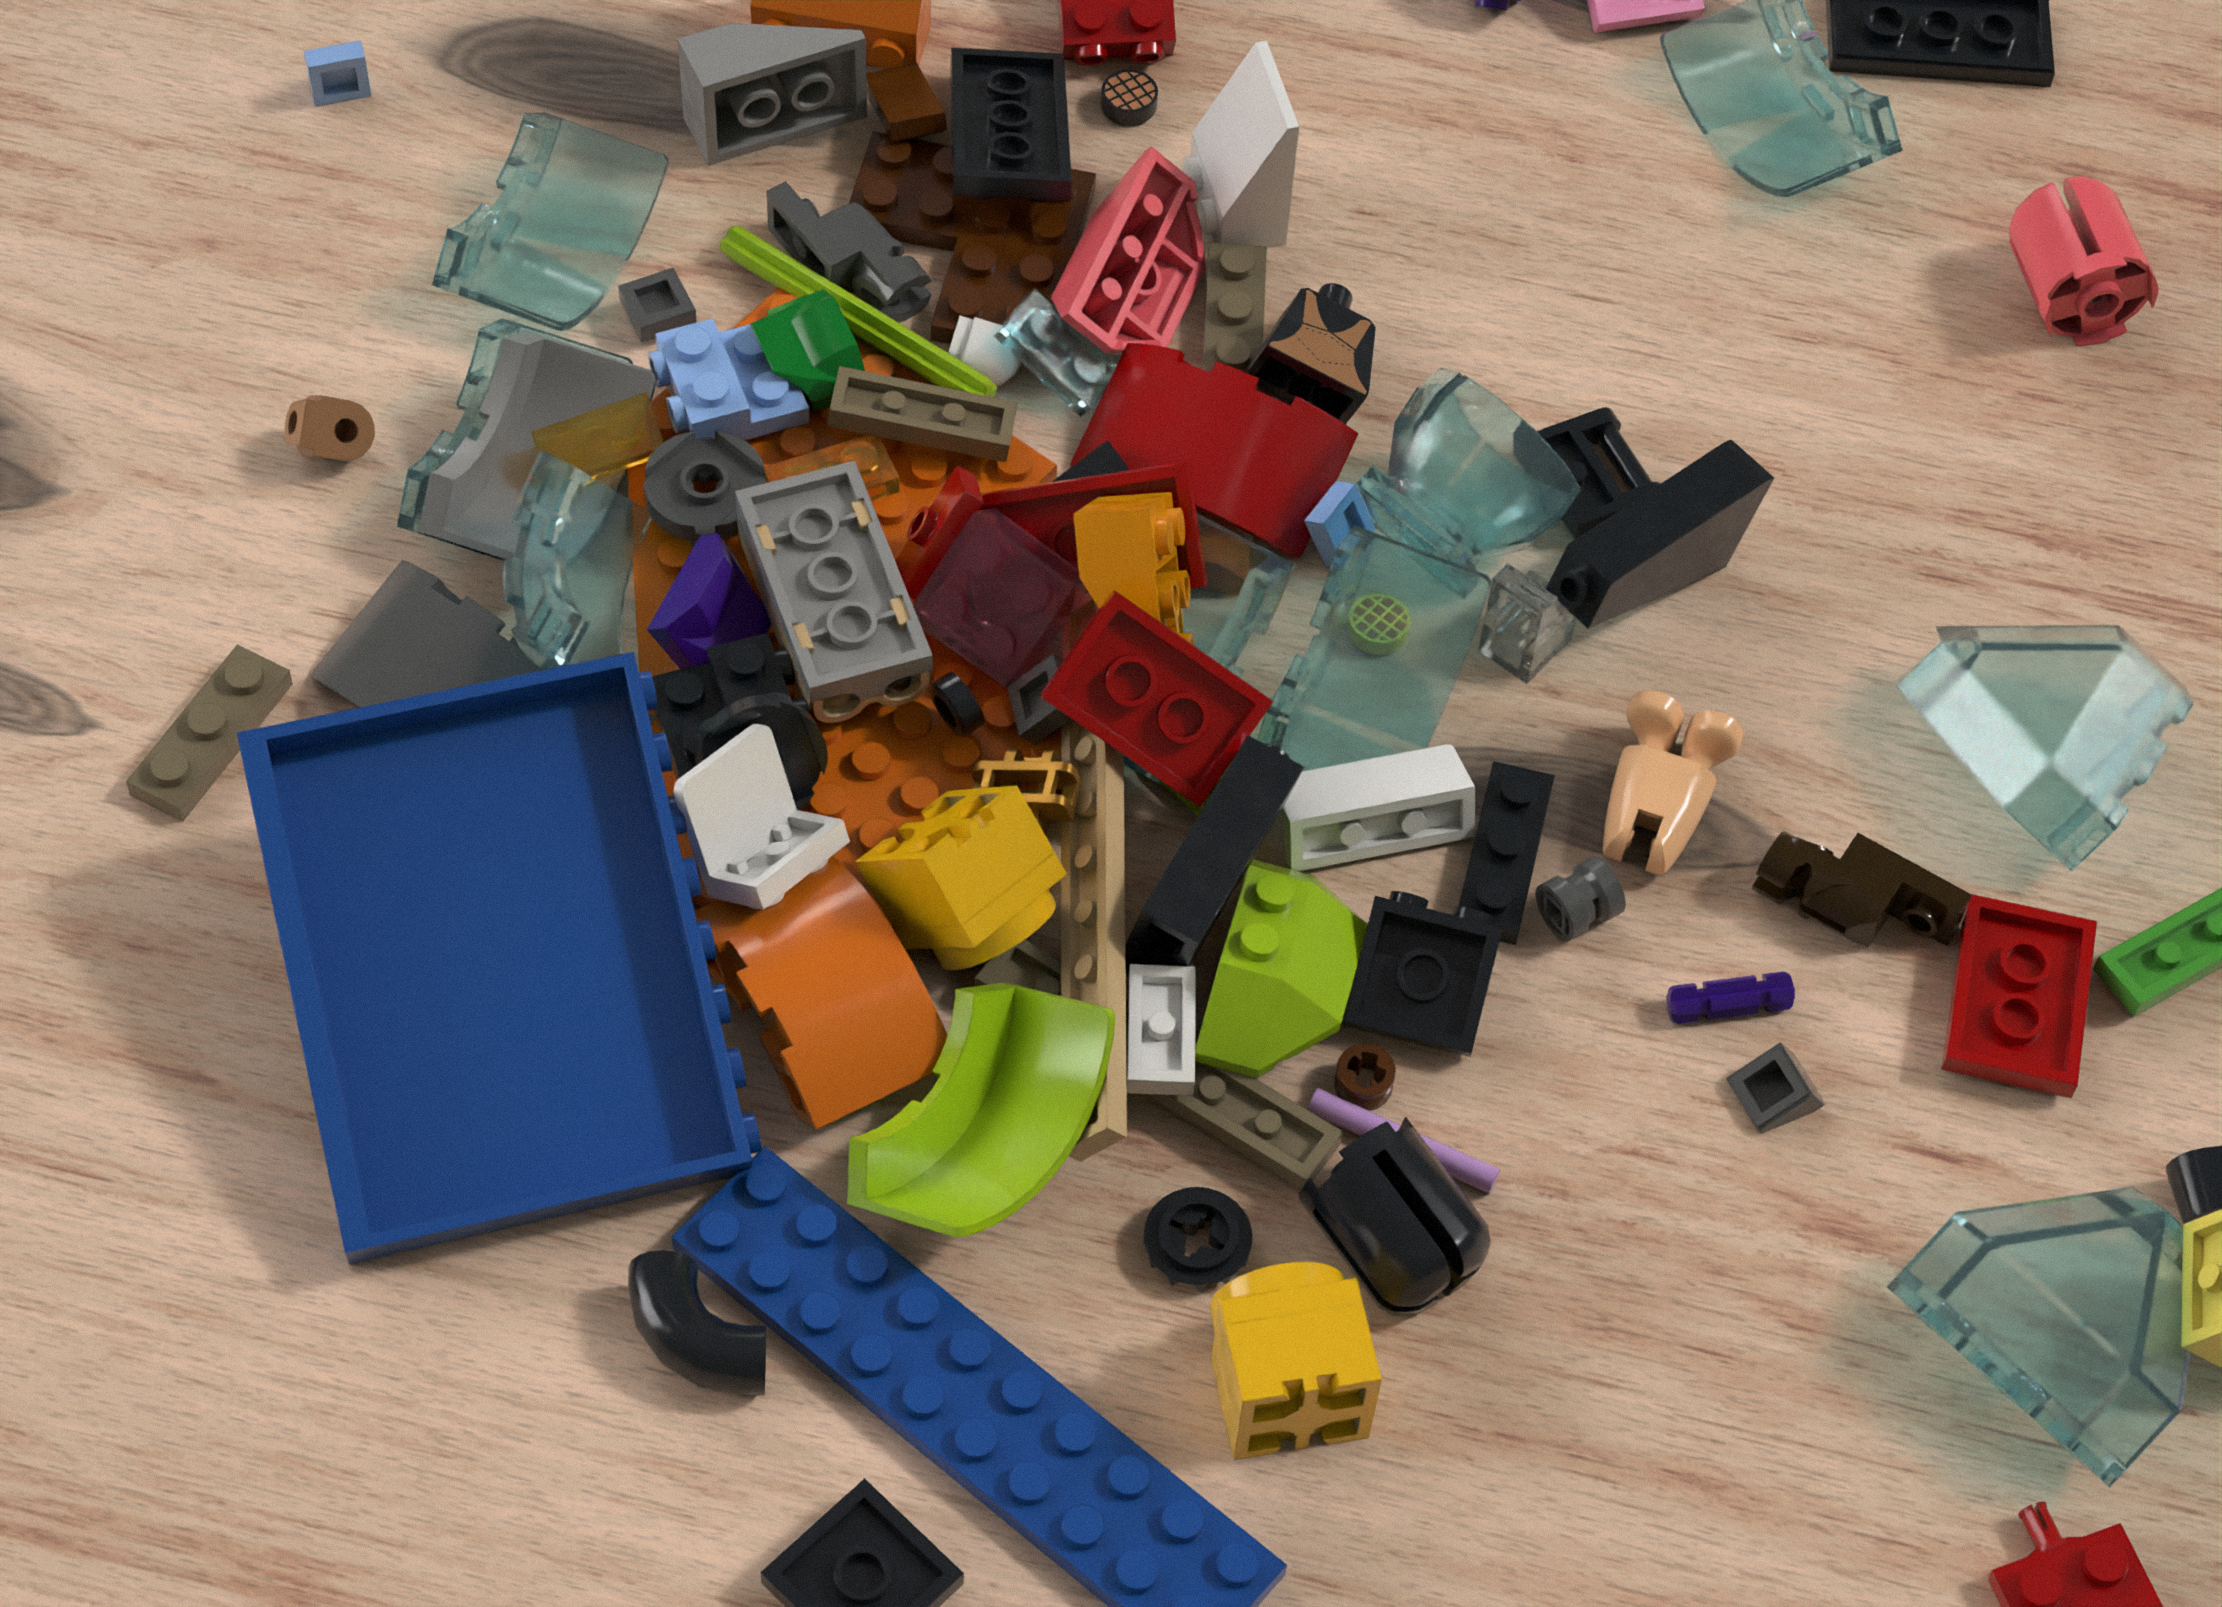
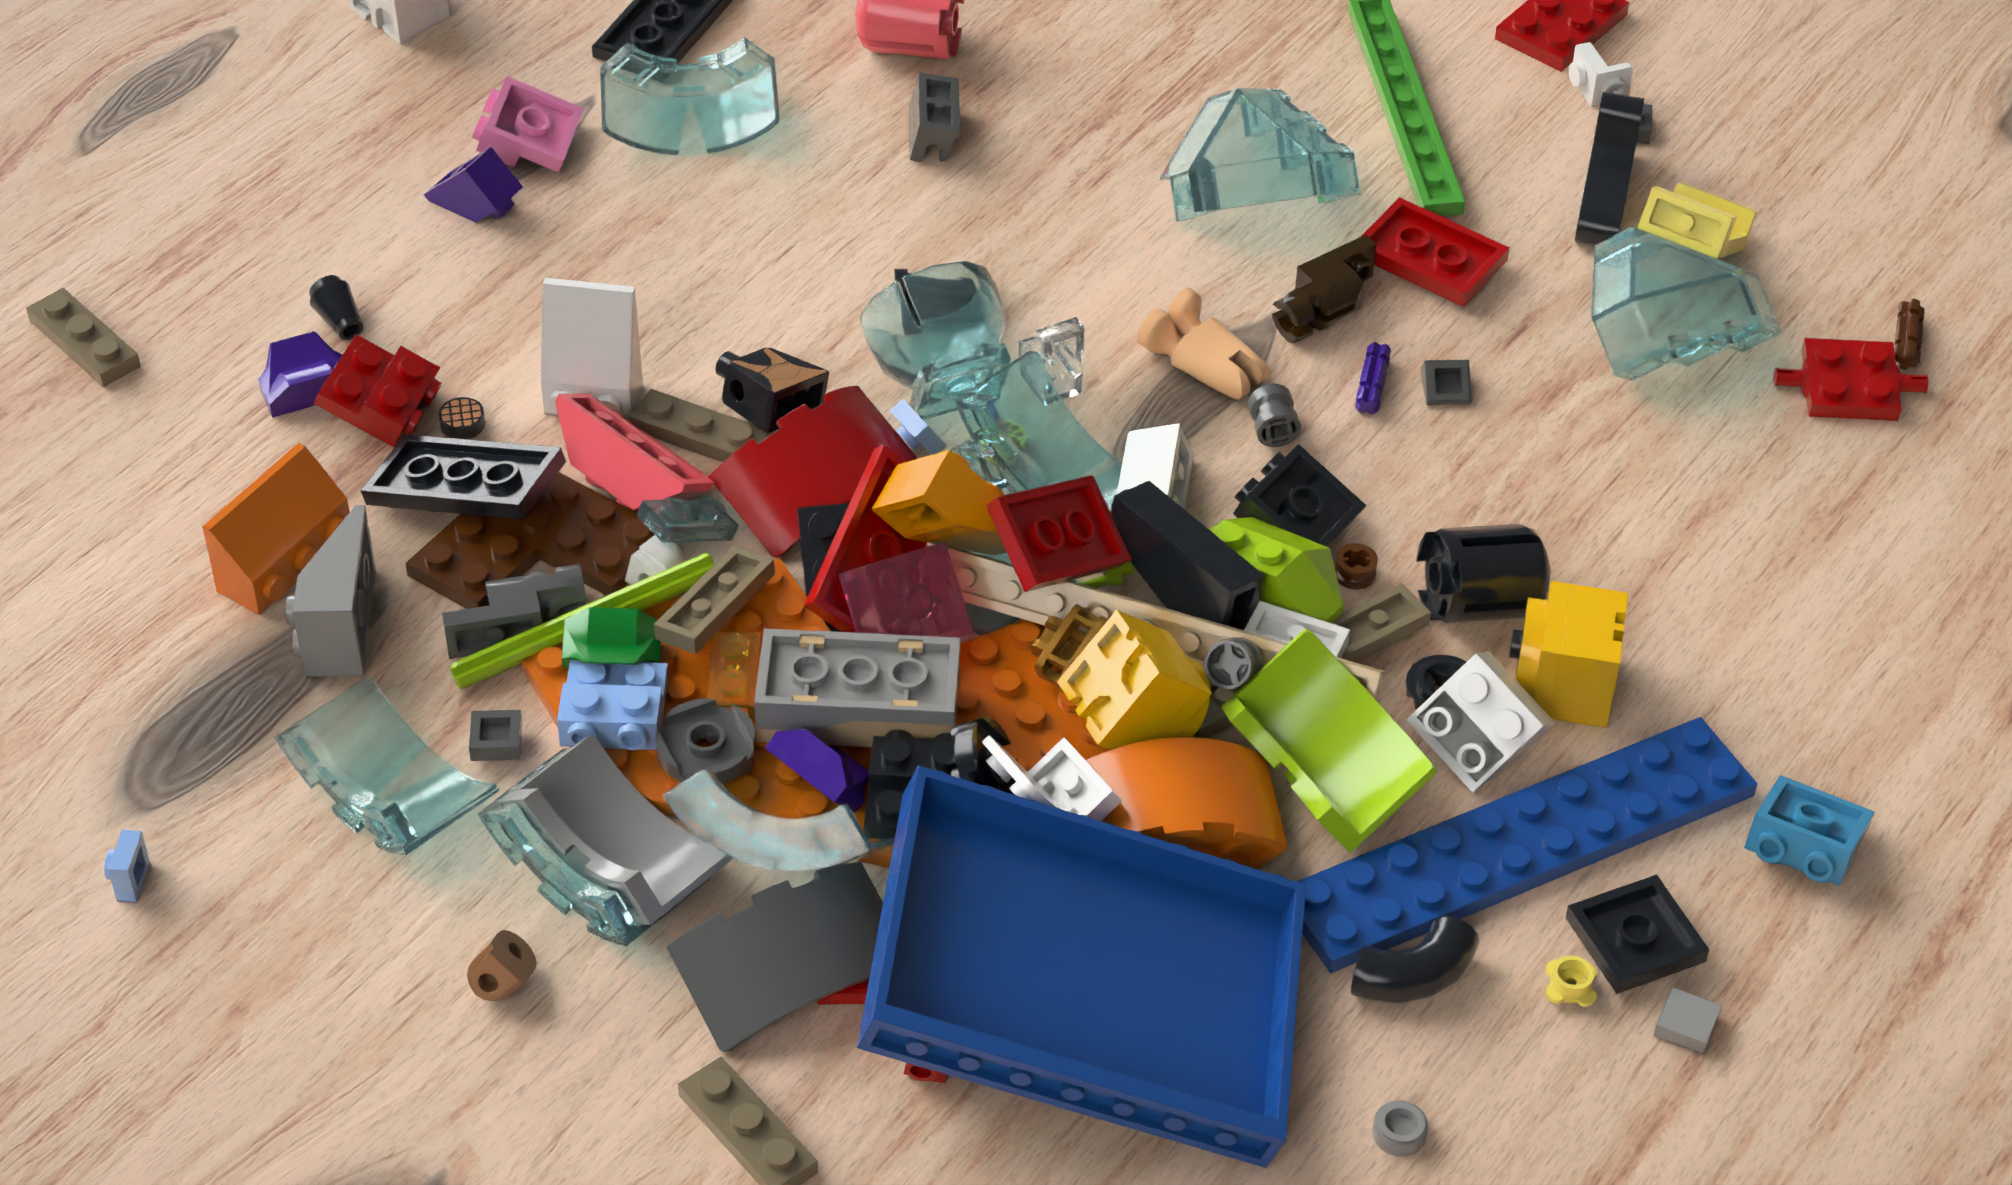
camera: 65 degrees left, 10 degrees down
(451, 1389) = (1400, 1128): none -> light grey tile
(604, 438) = (624, 795): clear yellow plate -> none
(751, 1503) = (1571, 970): none -> light yellow plate
(905, 102) = (404, 531): reddish brown tile -> none
(937, 528) = (840, 598): red plate -> none
(956, 704) = (981, 659): black tile -> none
(1032, 714) = (1000, 611): dark grey plate -> none
(1050, 960) = (1224, 666): none -> dark grey wheel
(1132, 1288) = (1480, 720): none -> white slope
(1361, 1121) = (1391, 577): lavender bar -> none
(1506, 845) = (1215, 443): black plate -> none
(1662, 538) = (1034, 261): black slope -> none
(1917, 348) = (933, 115): none -> dark grey hinge

